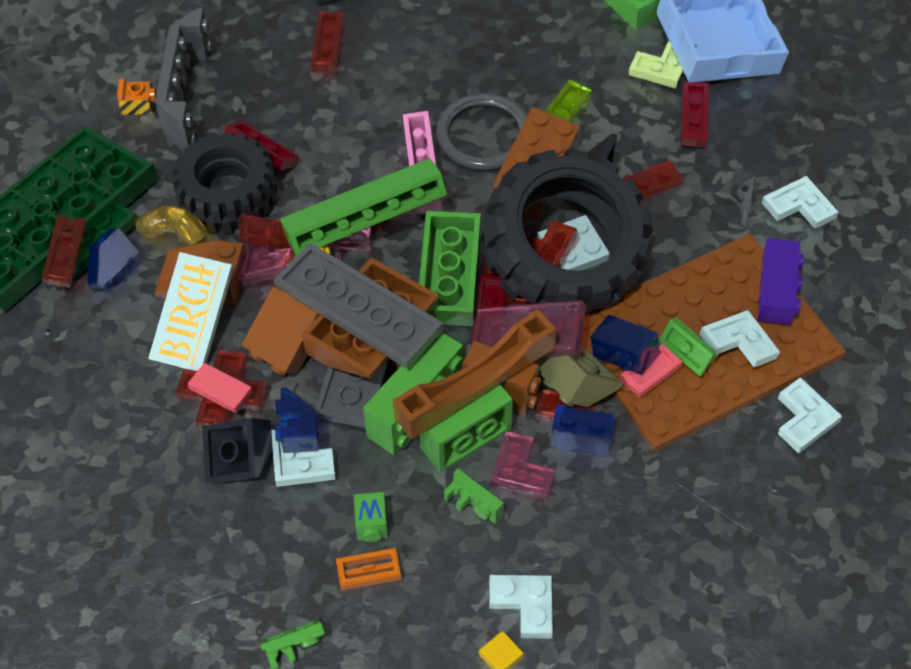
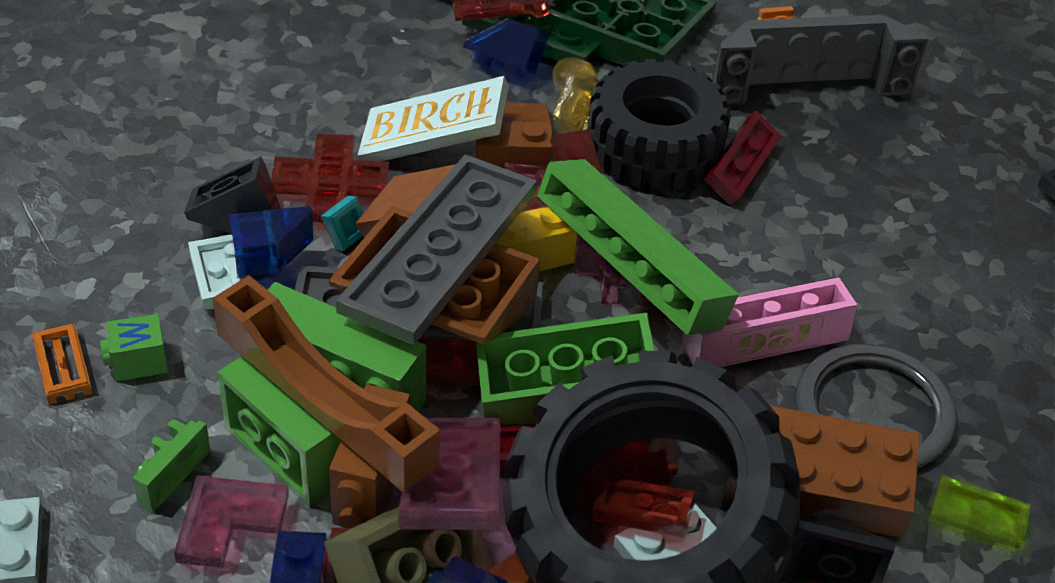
camera: 75 degrees right, 10 degrees down
(220, 388) = (323, 167): coral tile -> none
(273, 380) = (341, 222): none -> teal tile
(327, 42) = (964, 200): clear red plate -> none

